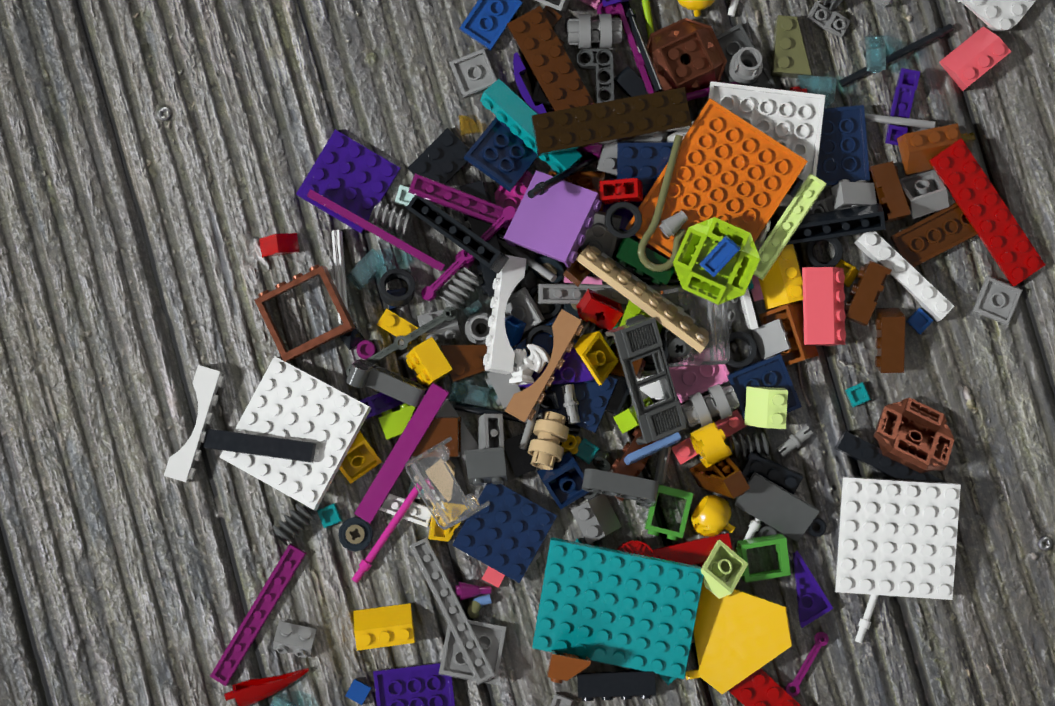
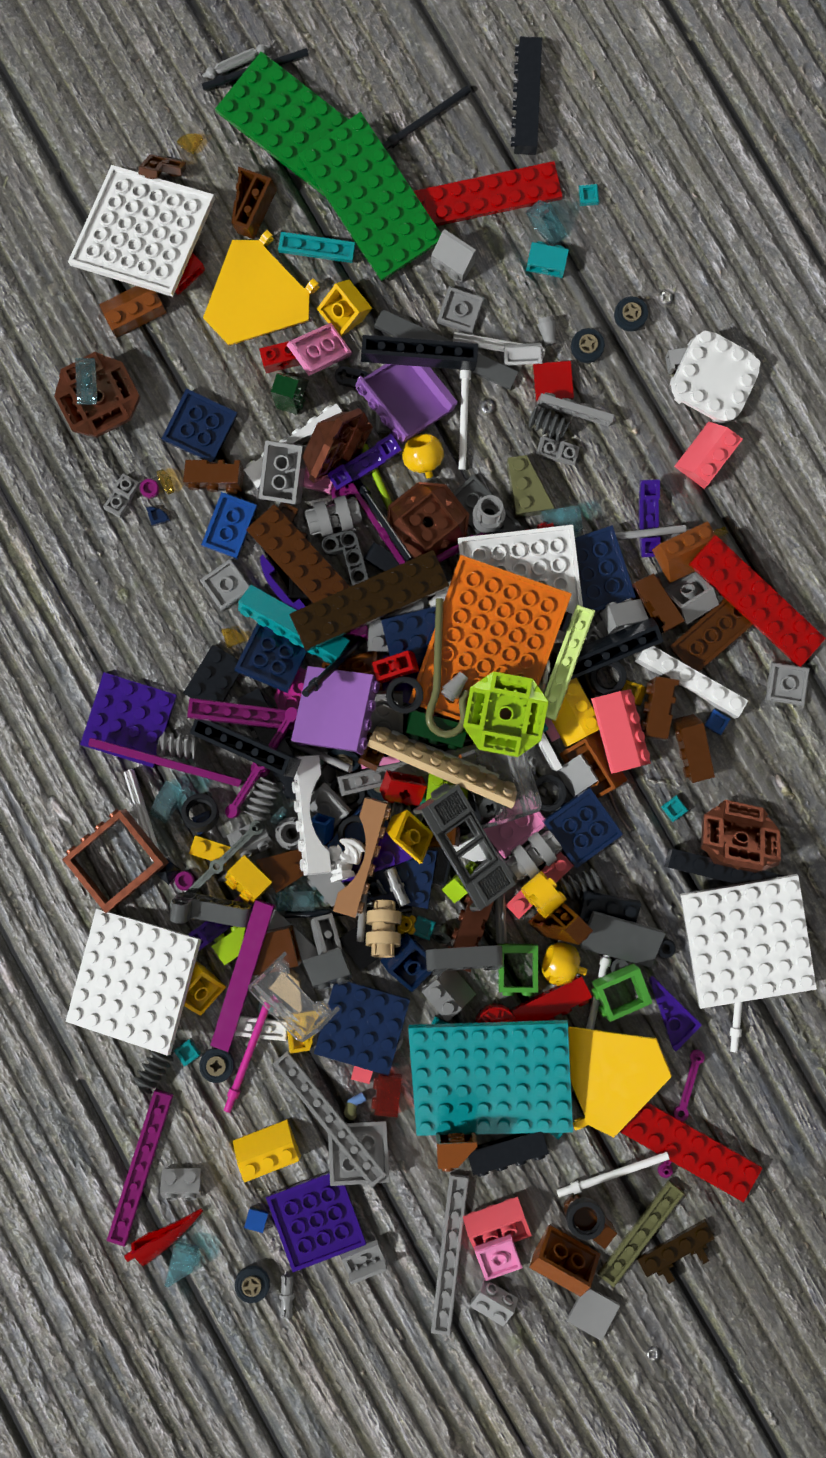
camera: 10 degrees left, 0 degrees up
(182, 462) = (35, 954): white arch -> none
(260, 445) = (101, 1002): black tile -> none
(279, 244) = (76, 798): red slope -> none
(403, 197) = (185, 723): light aqua tile -> none
(466, 590) = (339, 1094): magenta cone -> none
(513, 601) = (387, 1096): none -> clear red brick
(652, 448) = (485, 914): medium blue tile -> none
(719, 256) = (508, 708): blue tile -> none
(722, 570) = (585, 1017): yellowish green slope -> none
(766, 407) = (589, 844): yellowish green slope -> none
(795, 441) = (624, 869): light grey pin -> none
(875, 53) = (611, 472): clear light blue slope -> none
(939, 33) = (668, 438): black bar -> none

